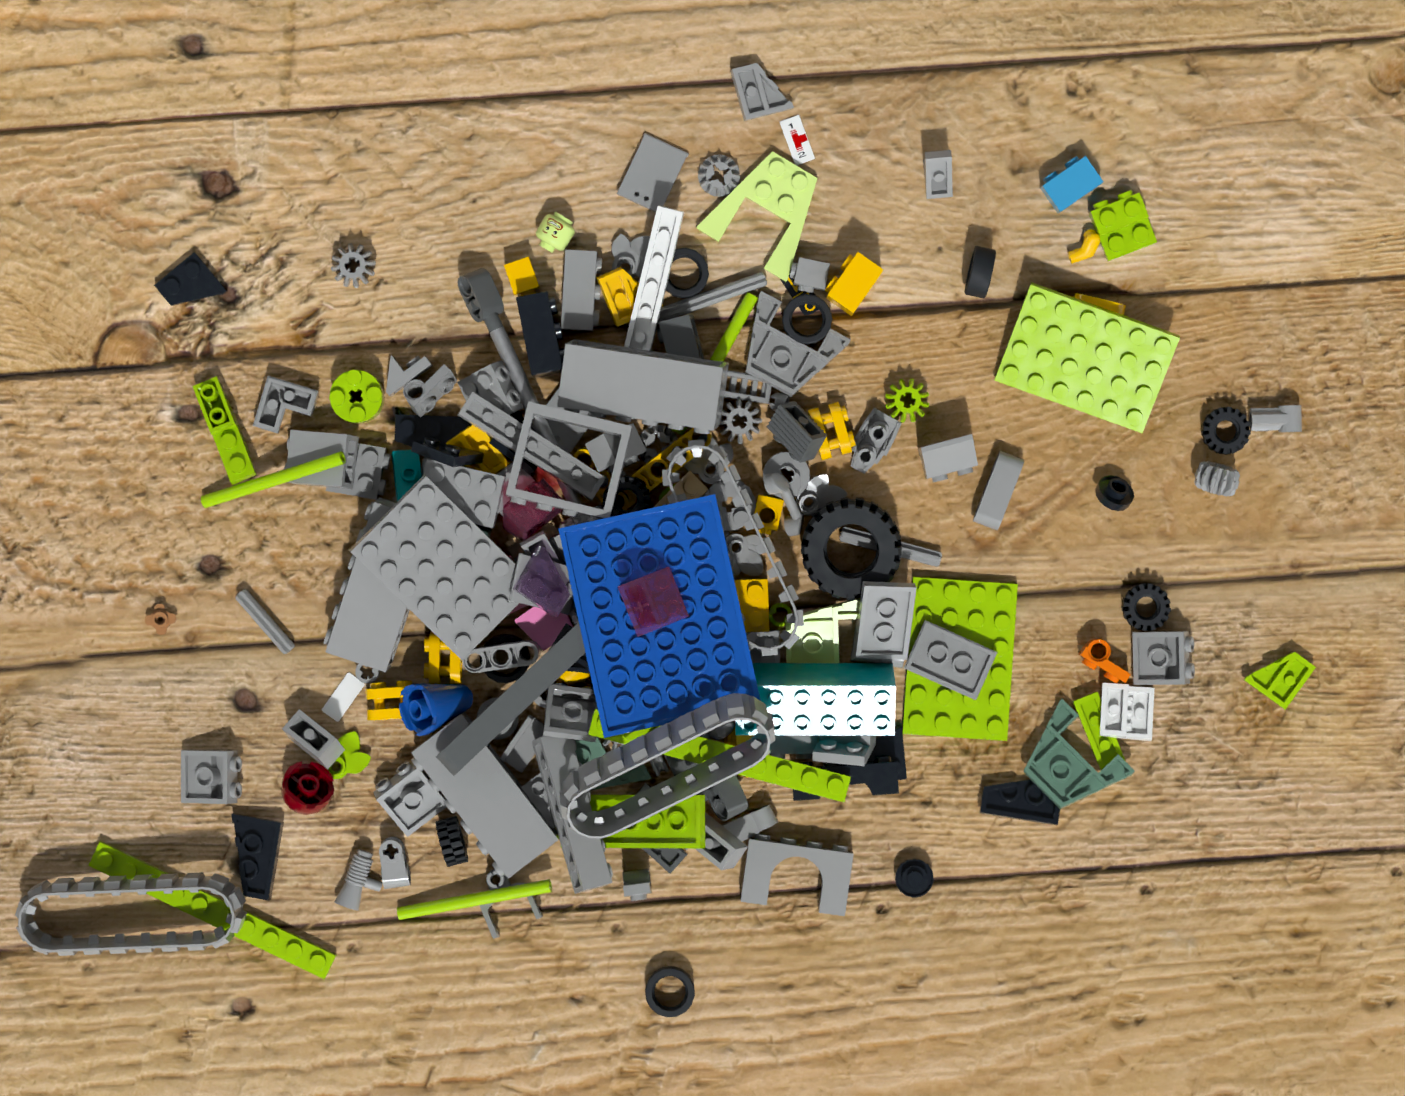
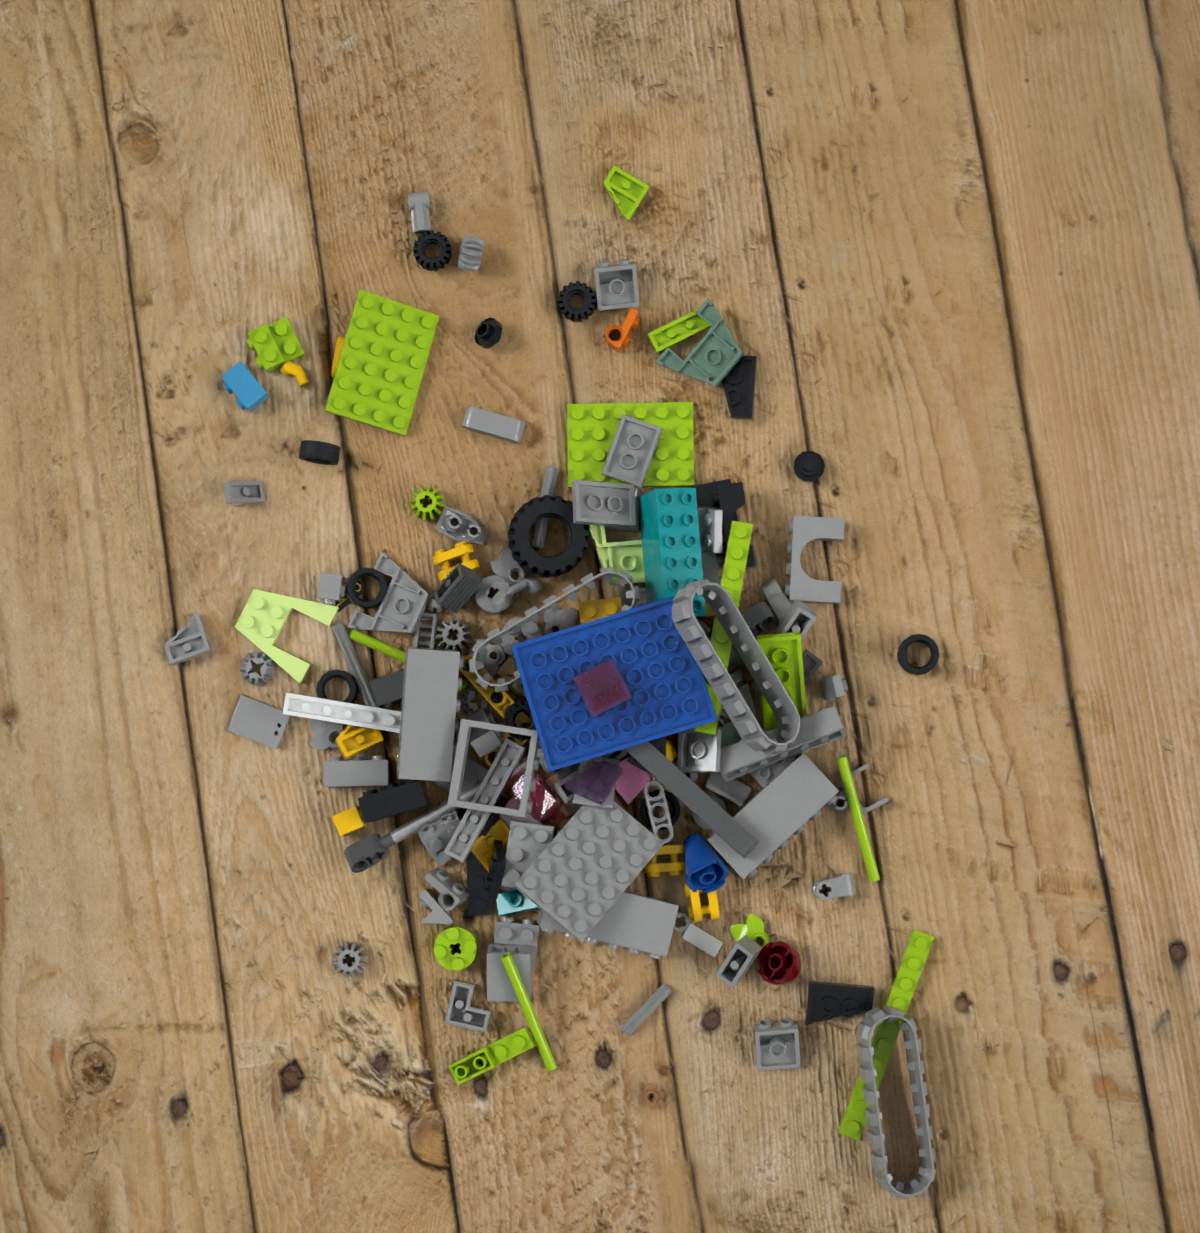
camera: 85 degrees left, 5 degrees down
(189, 282) = (373, 1094): black wing -> none
(356, 879) = (850, 917): light grey piece -> none
(409, 798) = (780, 878): light grey plate -> none
(451, 841) = (812, 841): black tyre -> none
(555, 232) = (311, 796): yellowish green head -> none
(773, 610) = (603, 596): lime bush -> none
(774, 504) = (519, 600): yellow brick -> none
(797, 140) = (224, 608): white sticker -> none
(854, 282) = (334, 550): yellow brick -> none
(948, 457) = (469, 465): light grey slope -> none
(1127, 711) = (661, 309): white slope -> none

